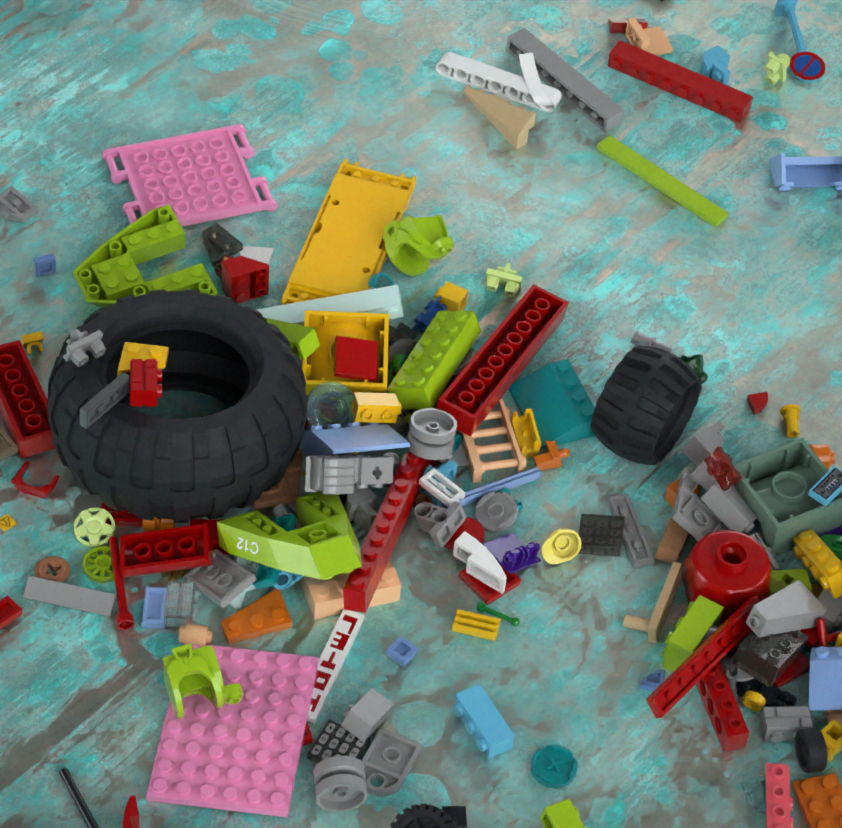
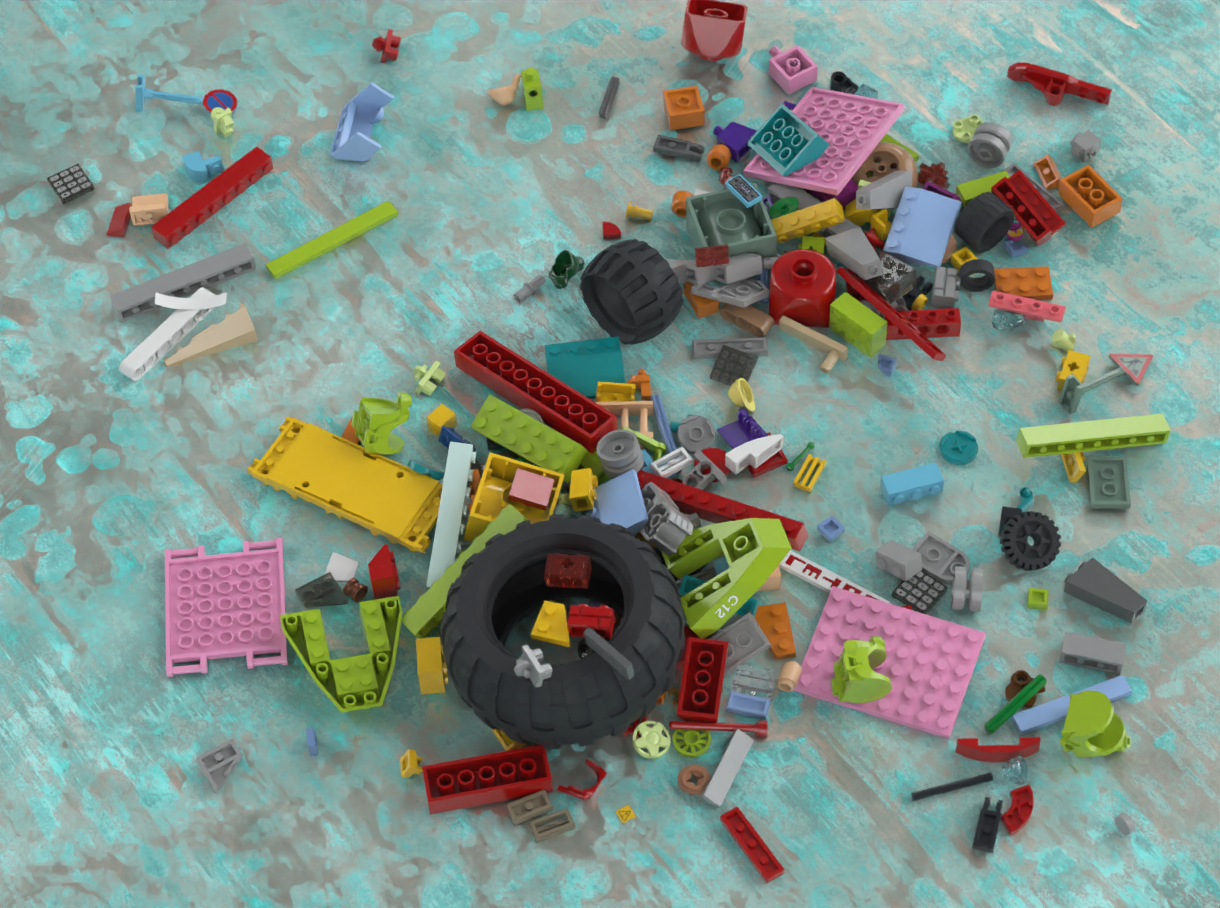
camera: 70 degrees left, 5 degrees up
(207, 358) = (568, 570): none -> clear red brick
(469, 483) = (657, 447): none -> lime piece

